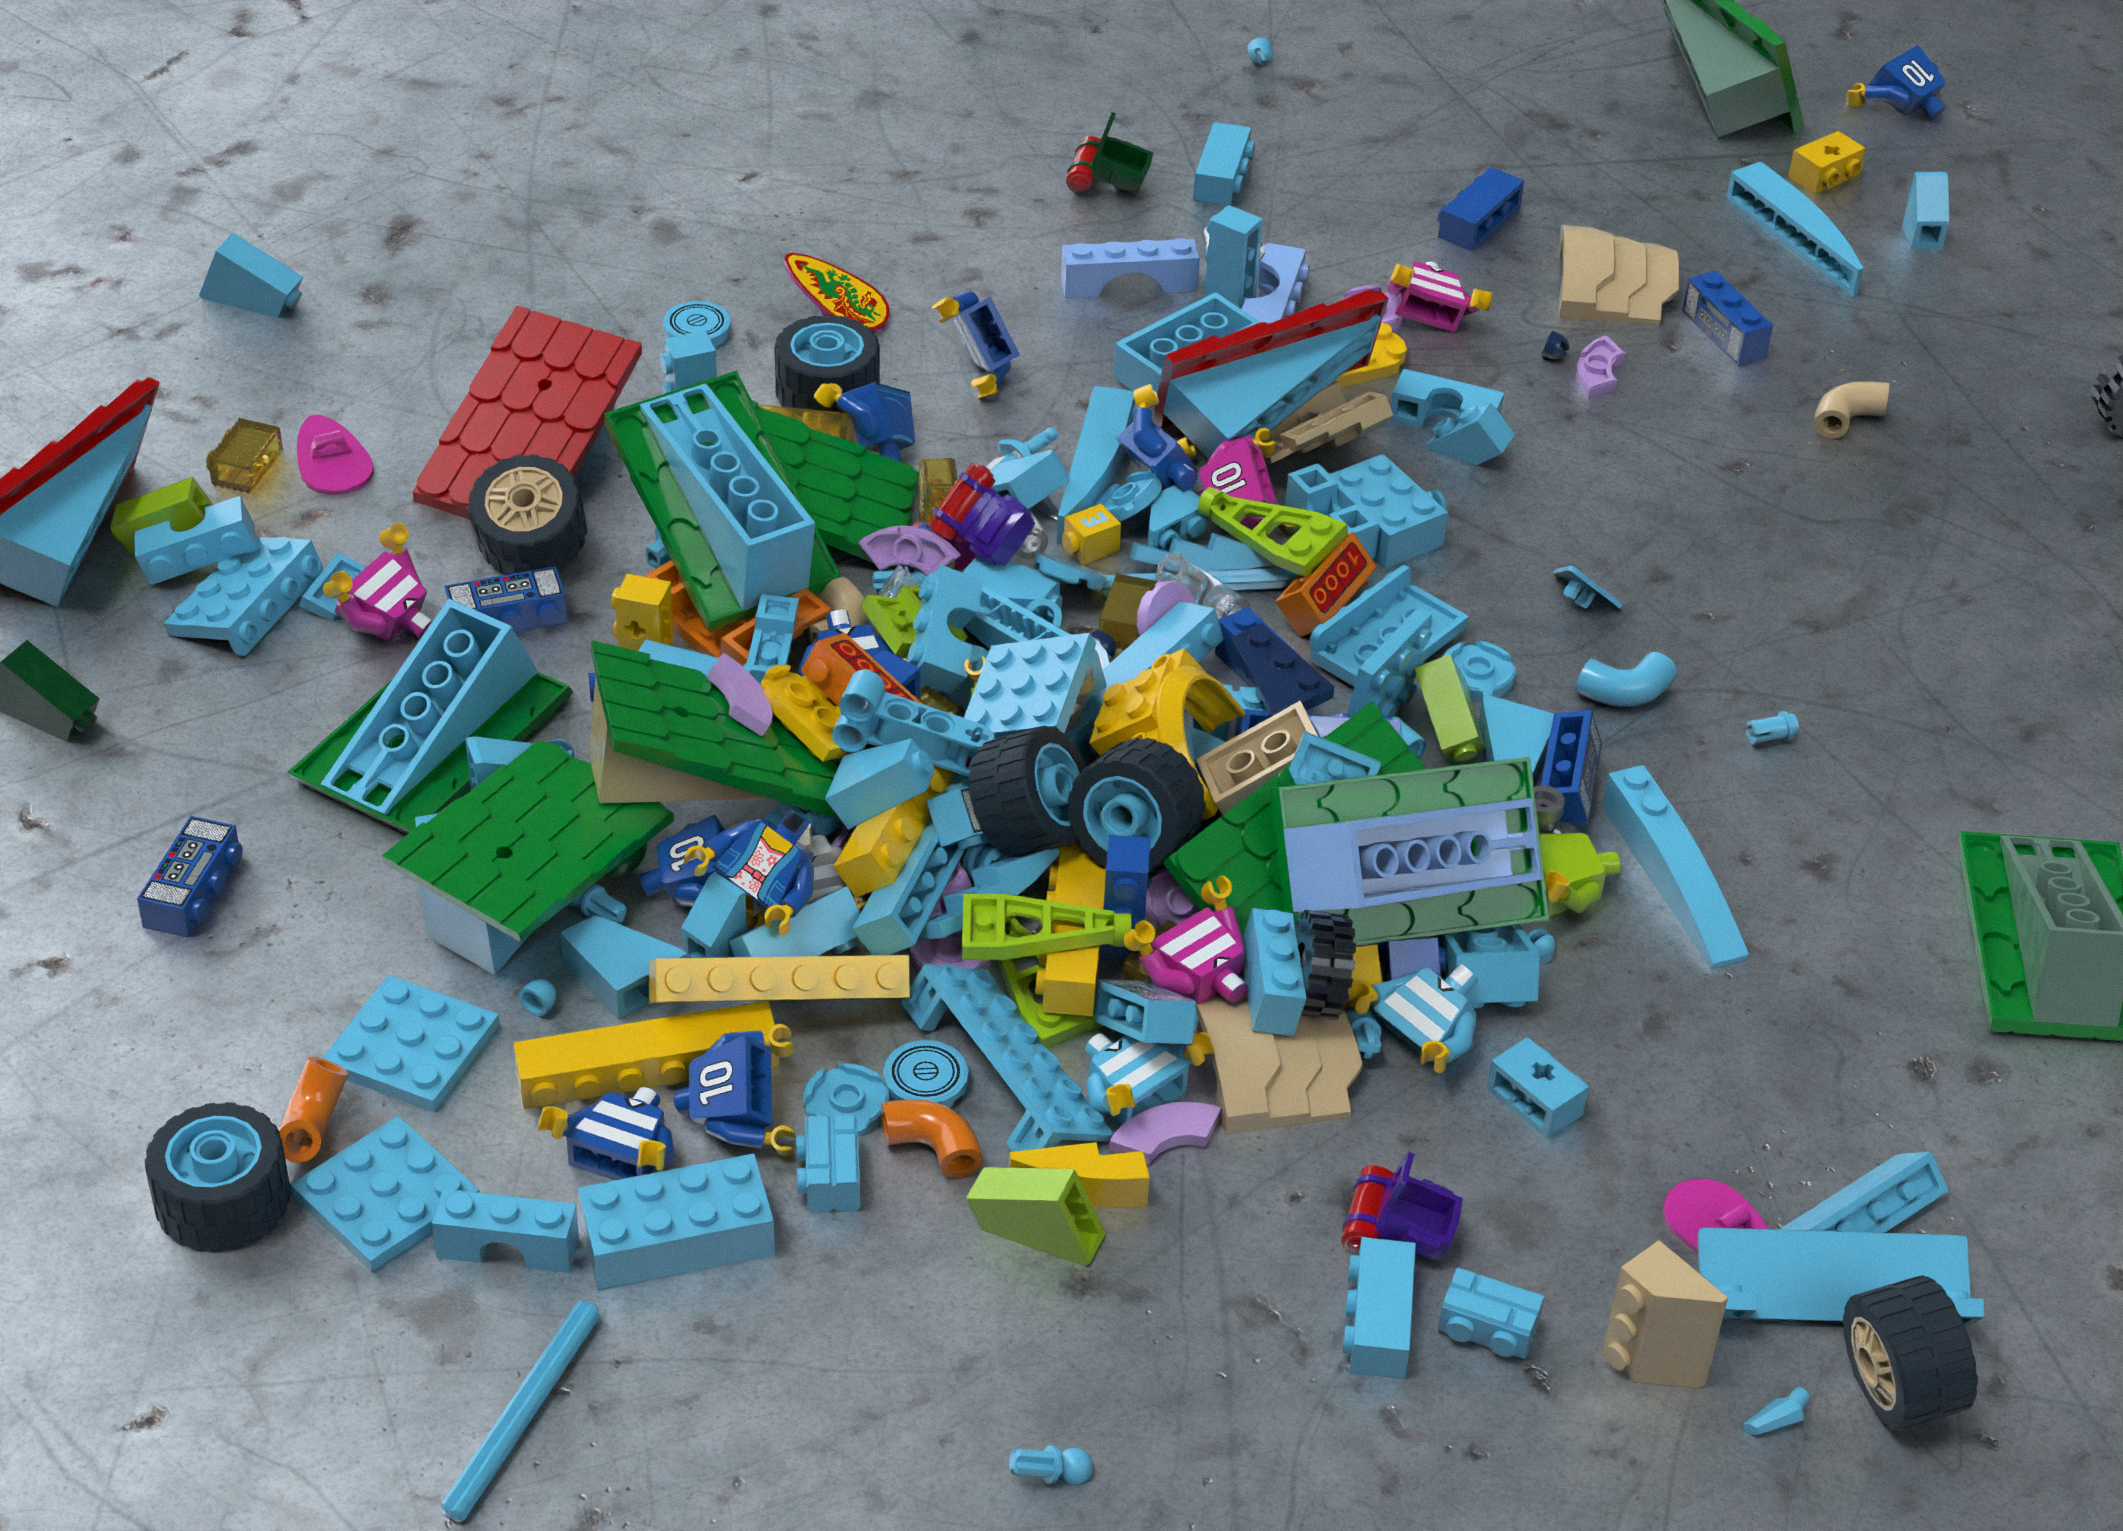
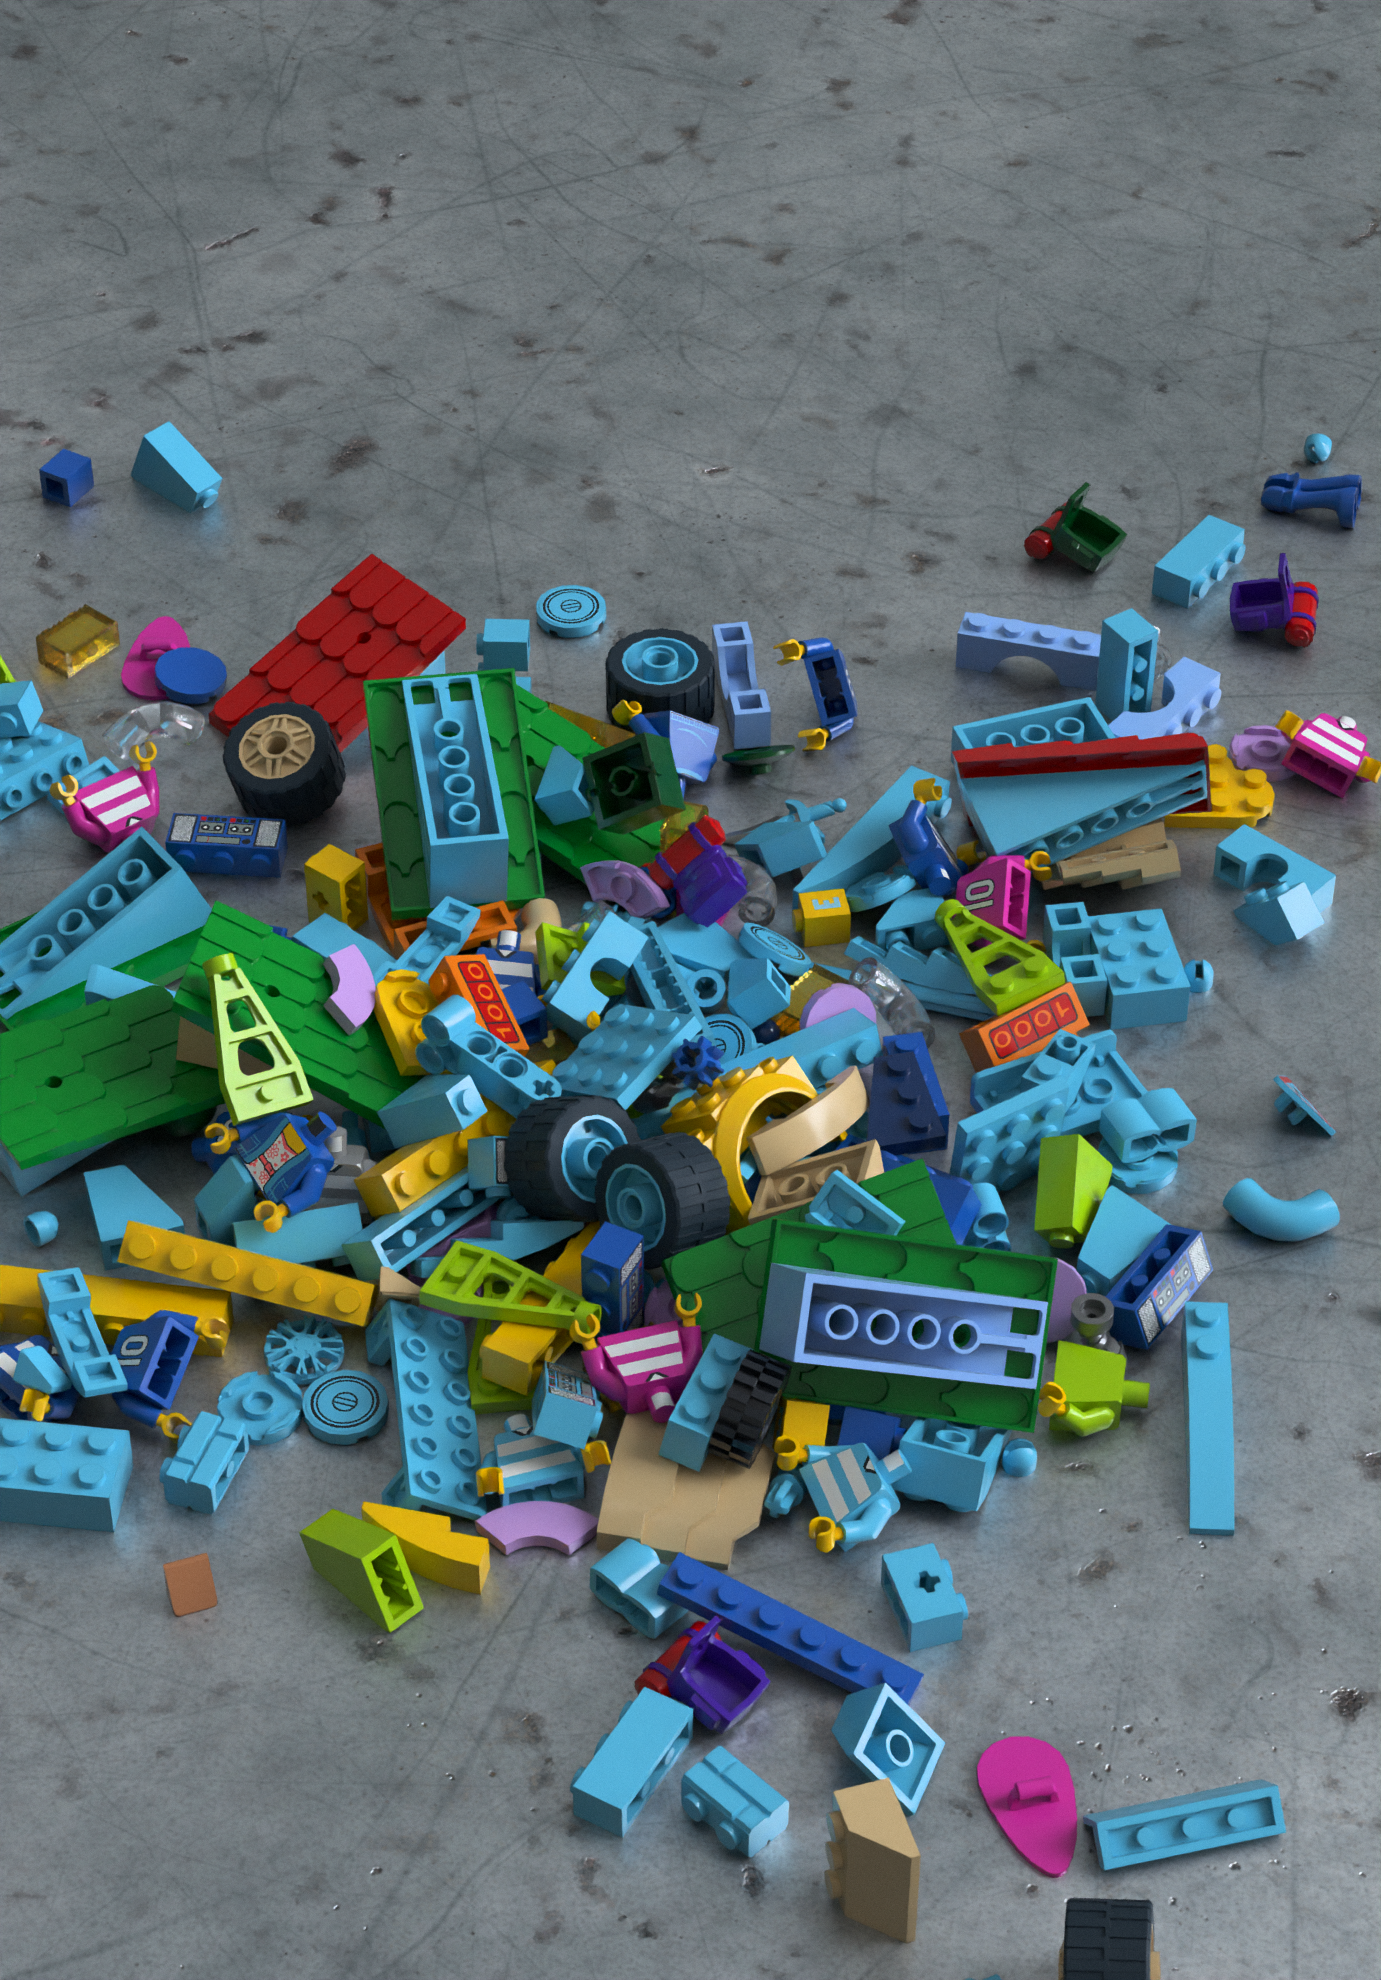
camera: 25 degrees right, 0 degrees up
(142, 309) = (66, 477): none -> blue brick
(369, 511) = (153, 722): none -> clear cylinder
(374, 461) = (190, 675): none -> blue tile
(597, 902) = (143, 1153): medium azure axle -> none
(642, 1125) = (39, 1371): none -> medium azure slope
(652, 1085) = (77, 1335): none -> medium azure slope
(711, 812) = (260, 1093): none -> plate
(820, 471) = (563, 788): none -> medium azure slope
(837, 291) = (716, 600): shield -> none
(855, 1036) = (304, 1349): none -> medium azure wheel
(884, 1279) = (190, 1585): none -> nougat slope
(885, 451) = (633, 783): none -> dark green brick
(920, 373) = (743, 701): none -> light blue arch
(925, 951) = (395, 1287): none -> tan slope
(934, 1126) = (319, 1456): orange cylinder -> none
(949, 412) = (760, 758): none -> dark green dish
(1071, 1466) = (258, 1814): medium azure axle -> none
(1086, 606) = (756, 991): none -> medium azure slope
(1101, 666) = (697, 1062): none -> blue gear
(1228, 703) = (811, 1125): none -> tan slope
(1263, 91) = (1336, 493): none -> blue piece
(1294, 1154) = (629, 1585): none -> medium azure brick
(1312, 184) = (1276, 605): none -> dark purple piece
(1385, 609) = (1064, 1057): none -> medium azure slope
(1451, 1153) = (784, 1630): none -> blue plate
(1480, 636) = (1147, 1125): none -> medium azure brick
(1585, 1218) = (888, 1741): none -> medium azure slope
(1816, 1272) = (1054, 1857): medium azure bracket -> none

